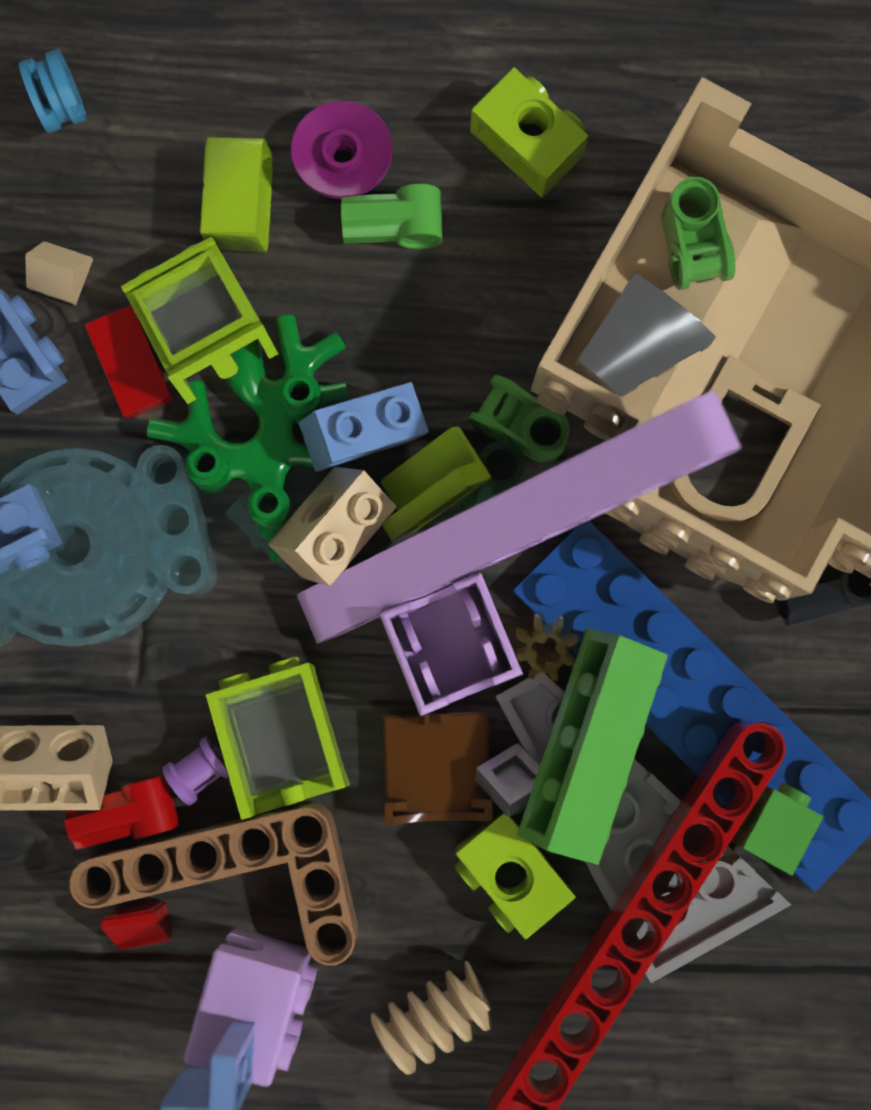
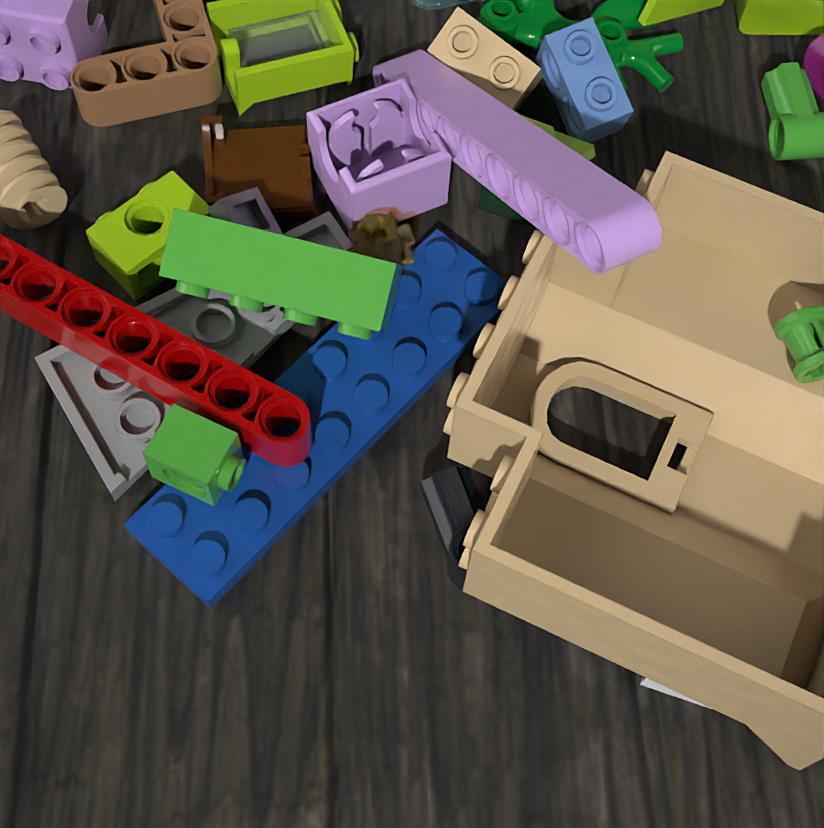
camera: 80 degrees right, 20 degrees down
(641, 339) = (712, 288): dark grey slope -> none

